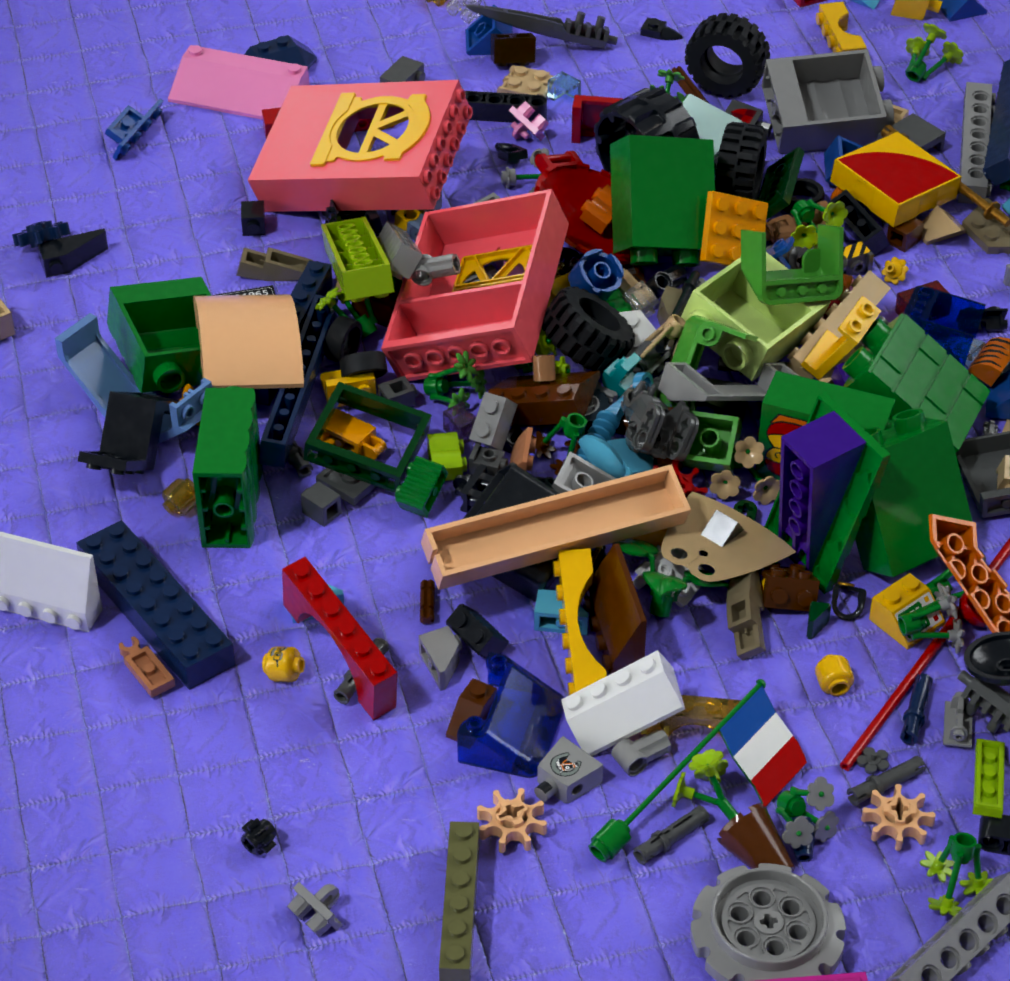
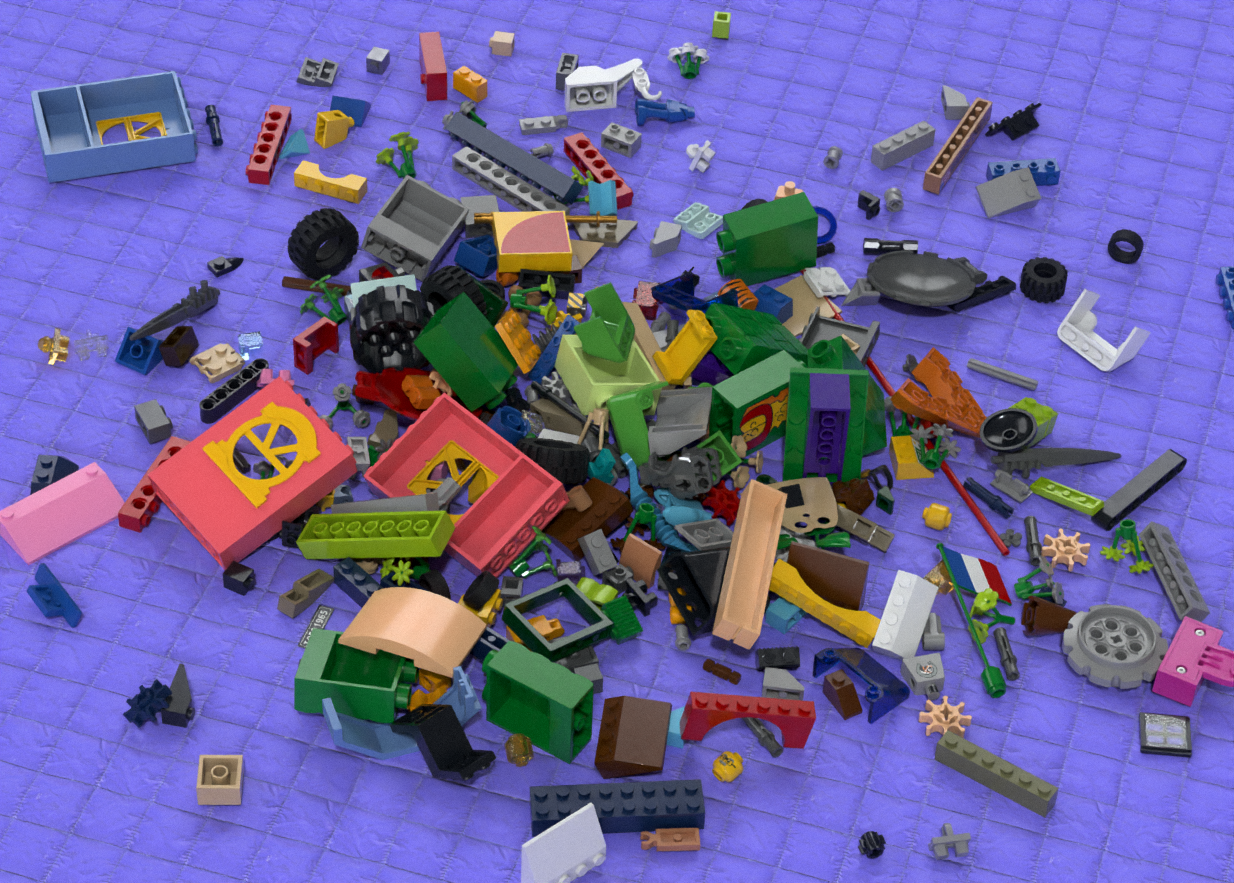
camera: 60 degrees left, 0 degrees up
(252, 564) = (632, 736): none -> reddish brown slope

